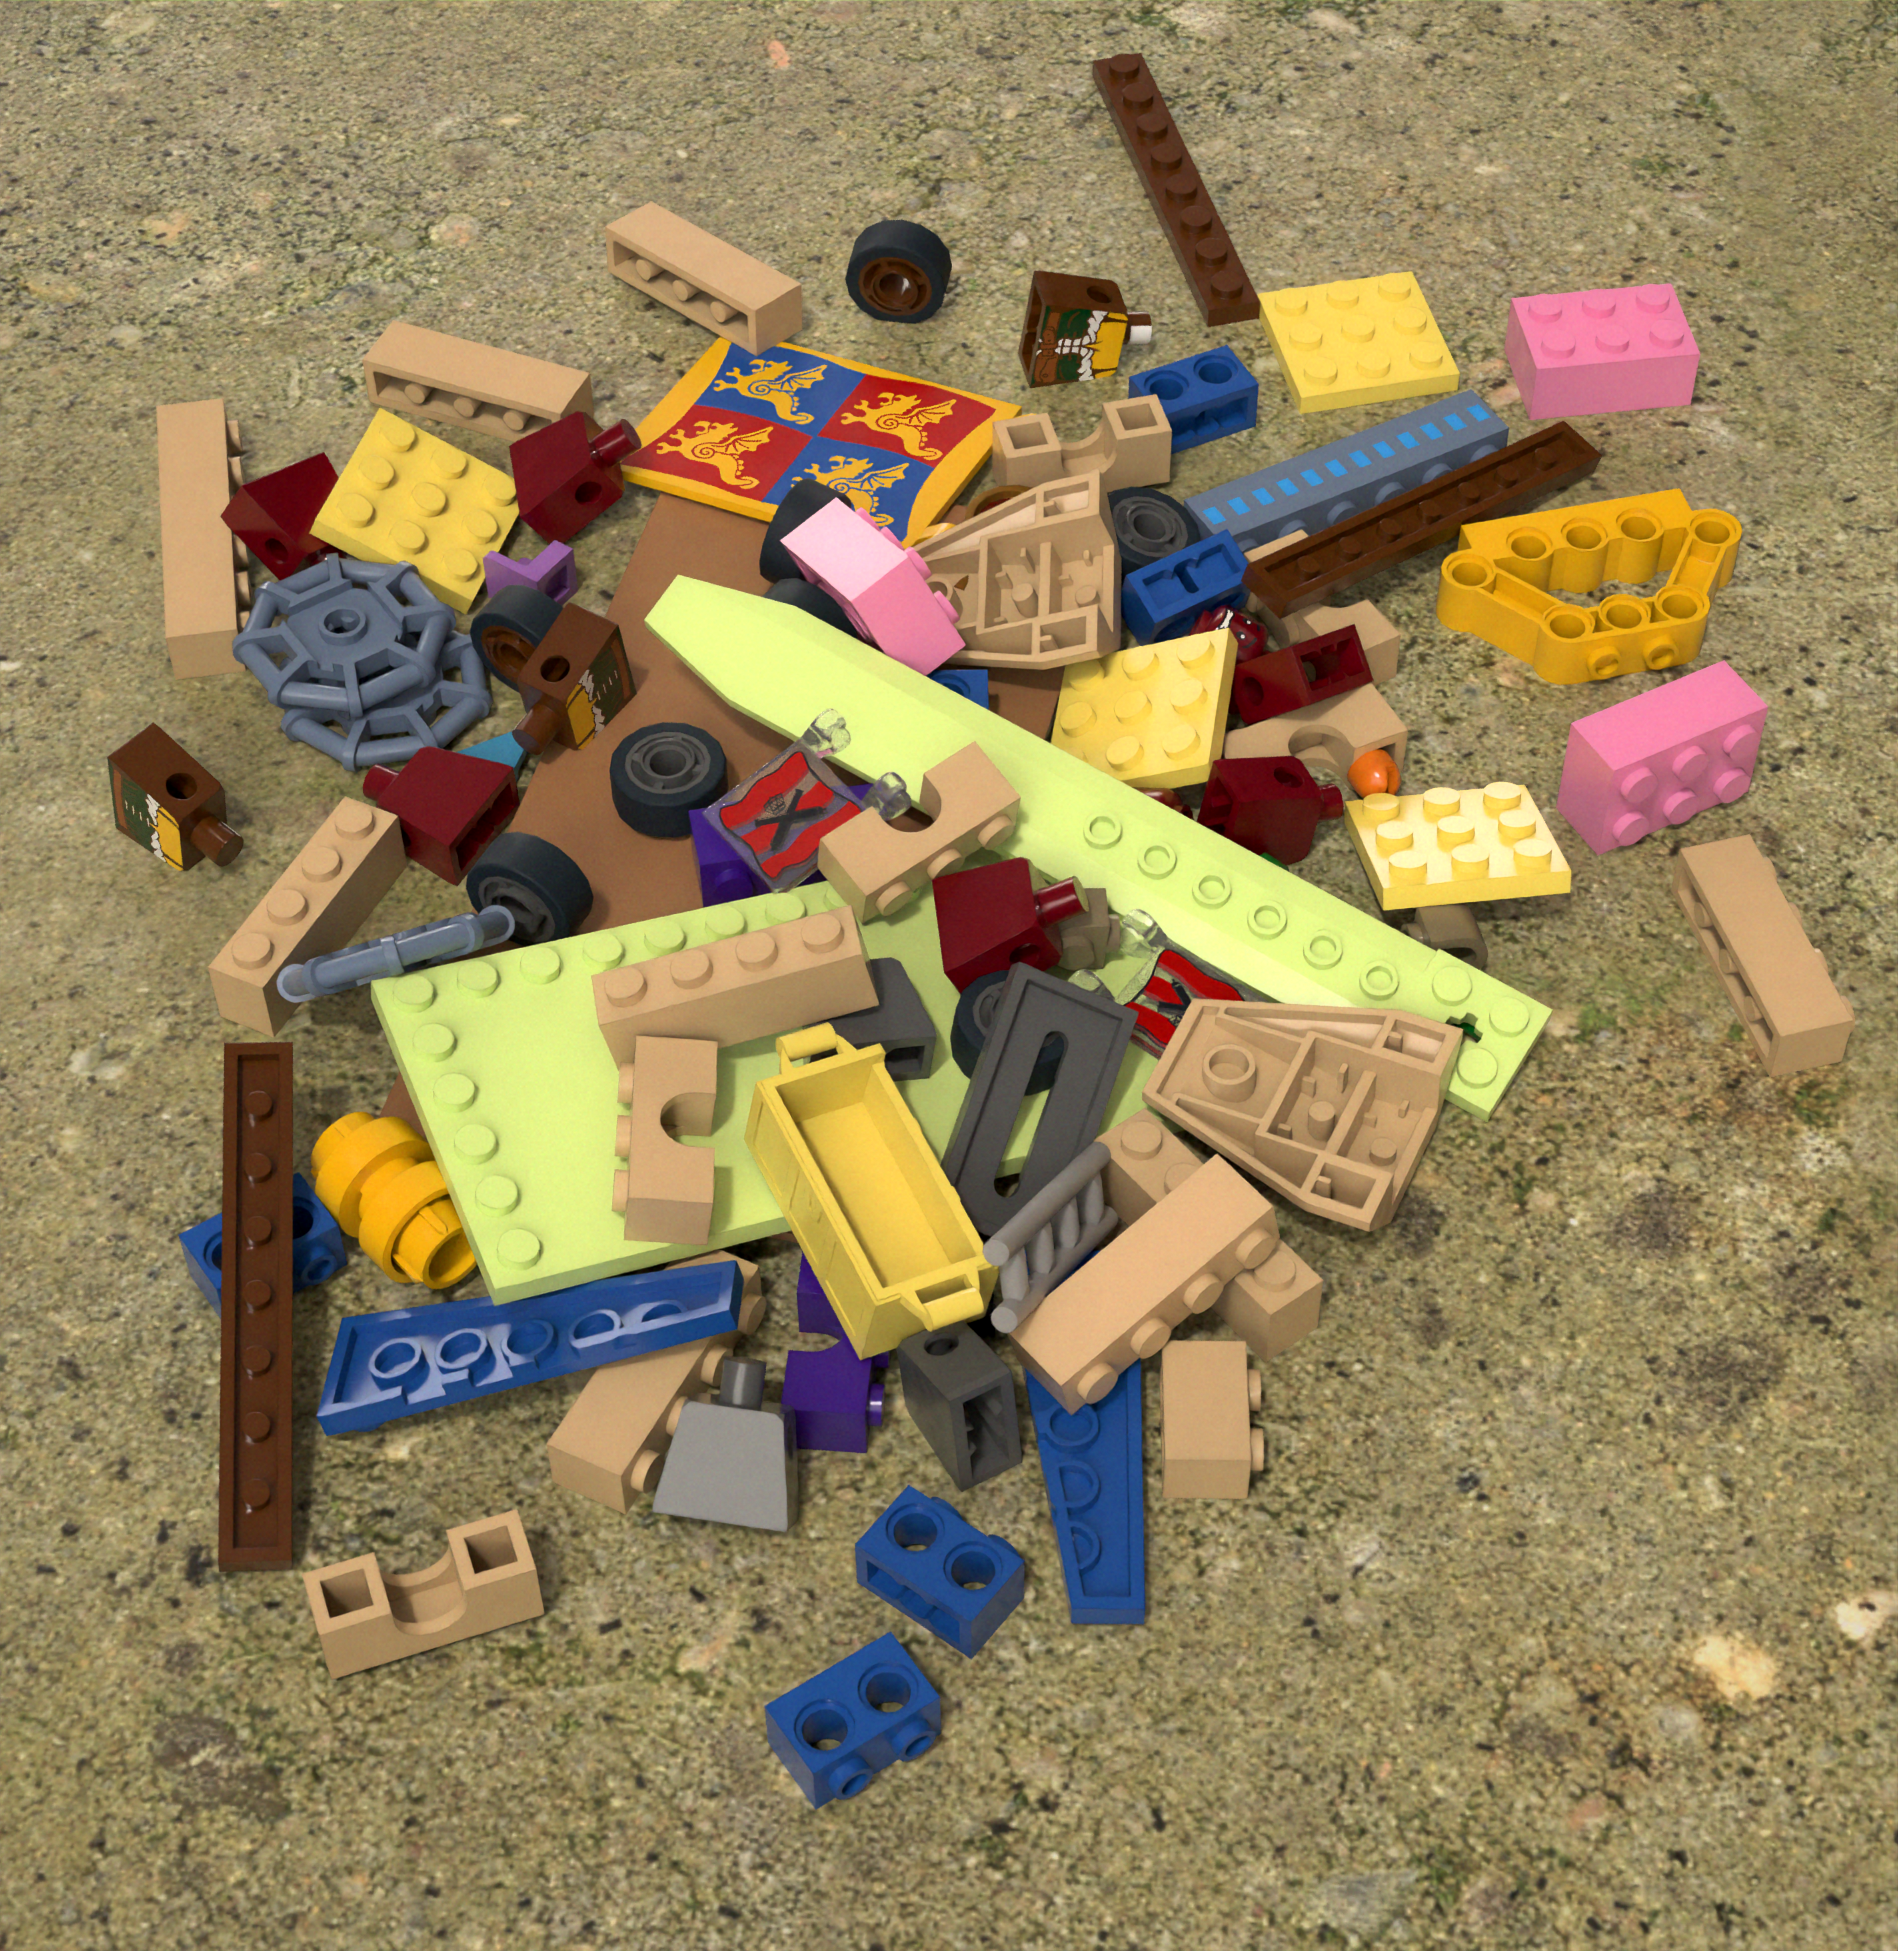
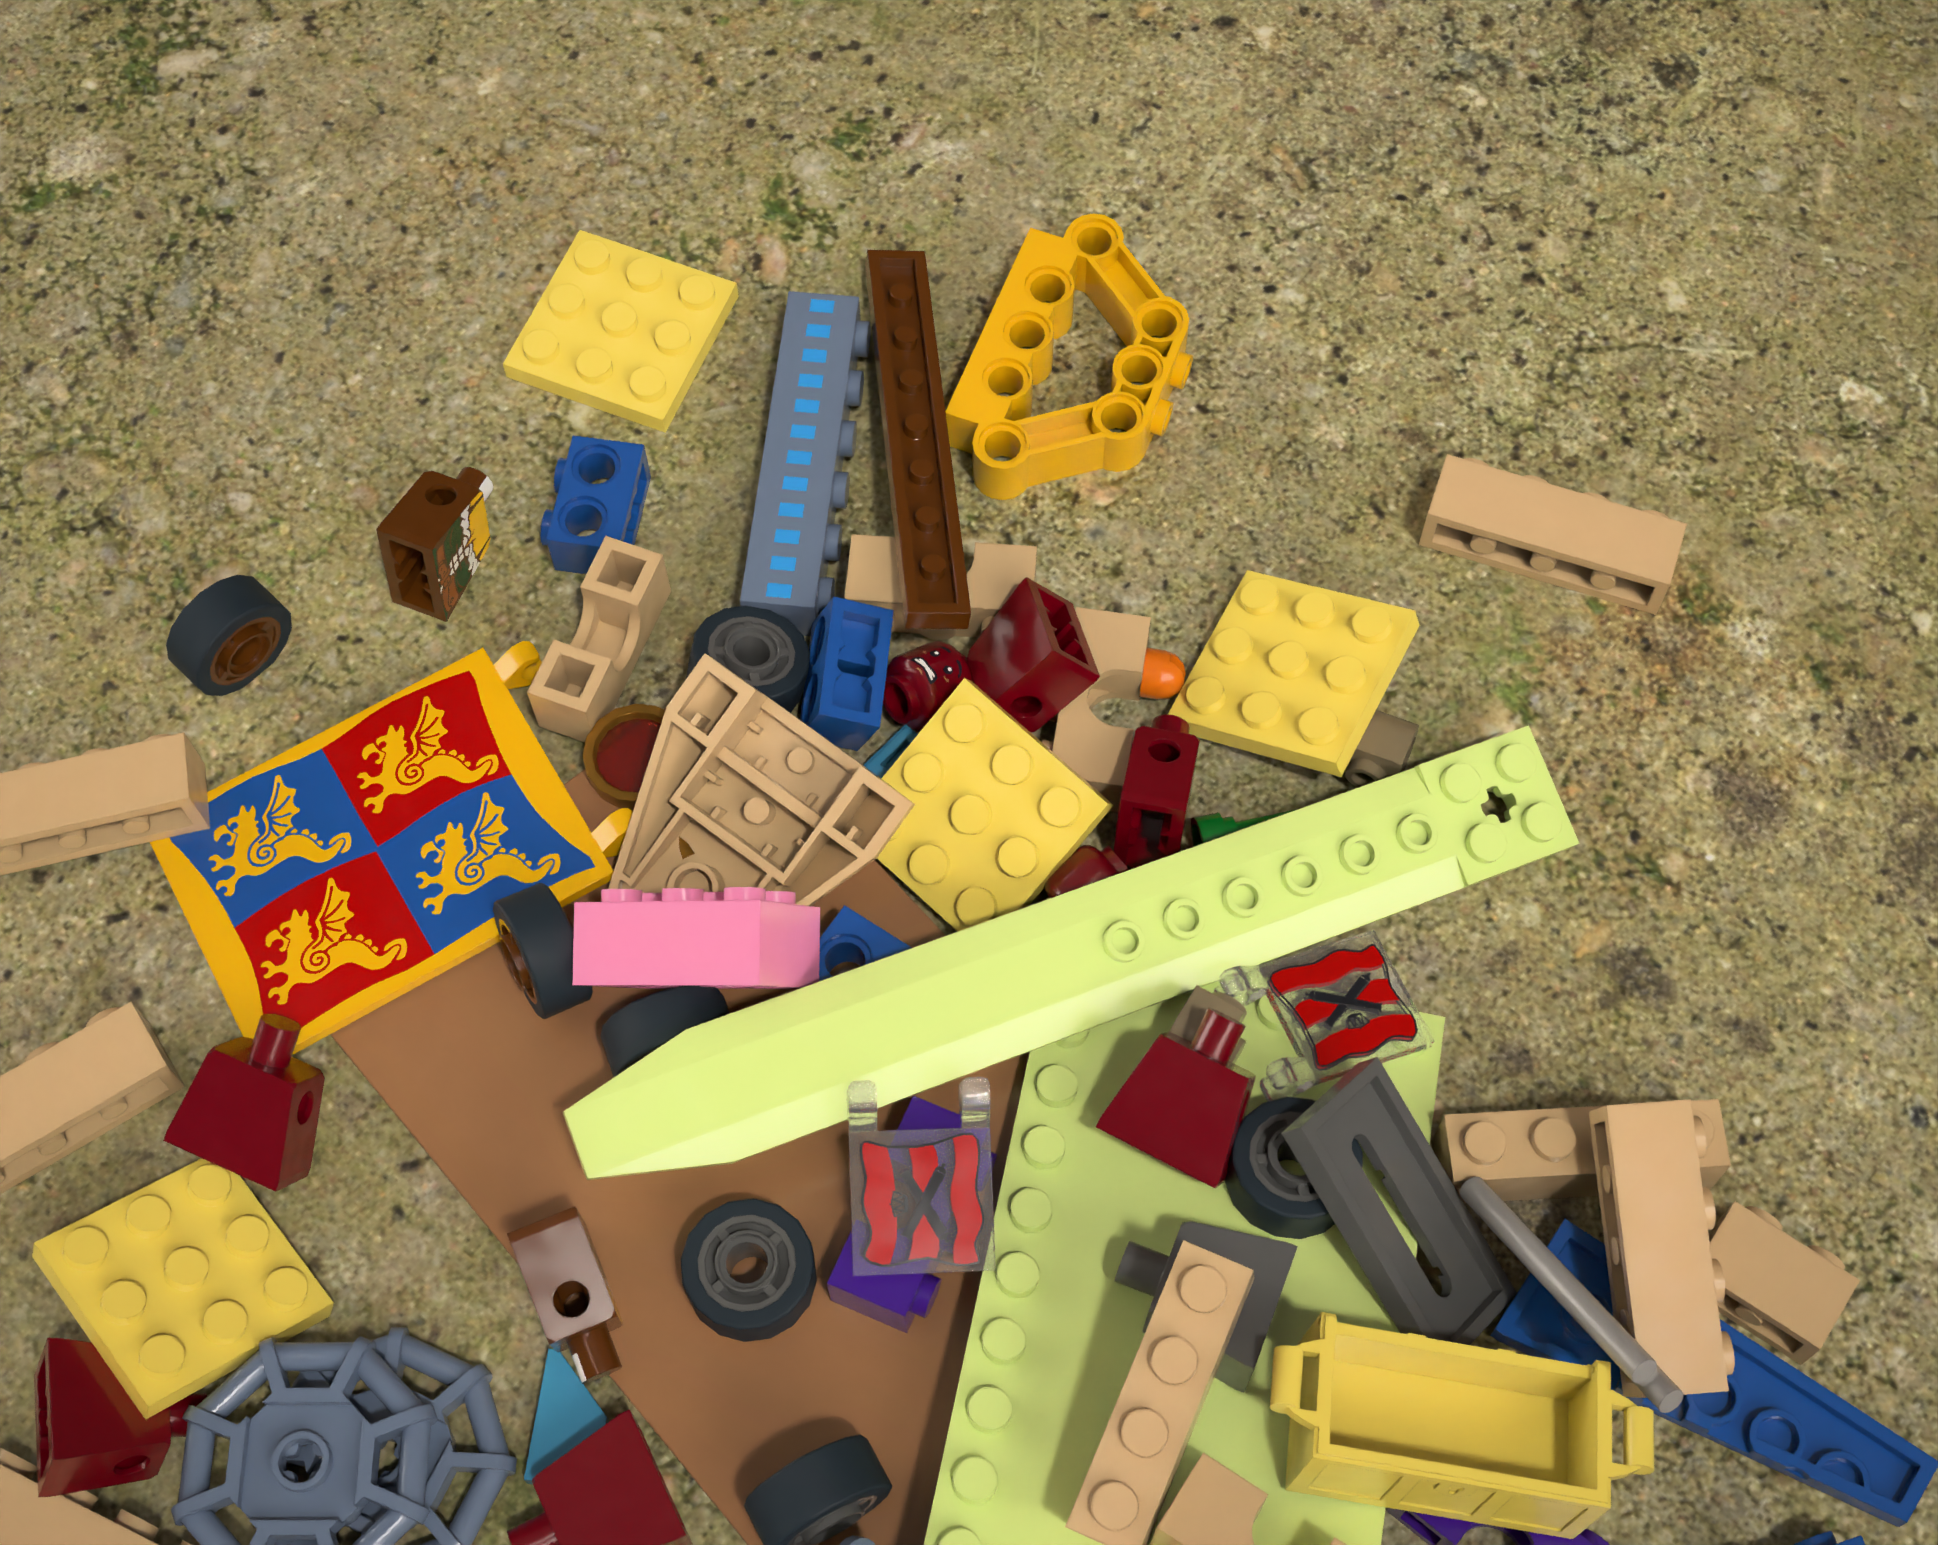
camera: 55 degrees left, 15 degrees up
(511, 630) = (459, 1290): black wheel -> none
(549, 572) = (351, 1229): medium lavender panel -> none
(881, 866) = (1048, 1045): tan arch -> none
(954, 1371) = (1676, 1490): dark grey torso -> none
(1175, 191) = (295, 332): reddish brown plate -> none
(1311, 1097) = (1510, 981): tan wedge -> none
(1601, 351) = (806, 165): bright pink brick -> none
(1661, 757) = (1324, 456): bright pink brick -> none

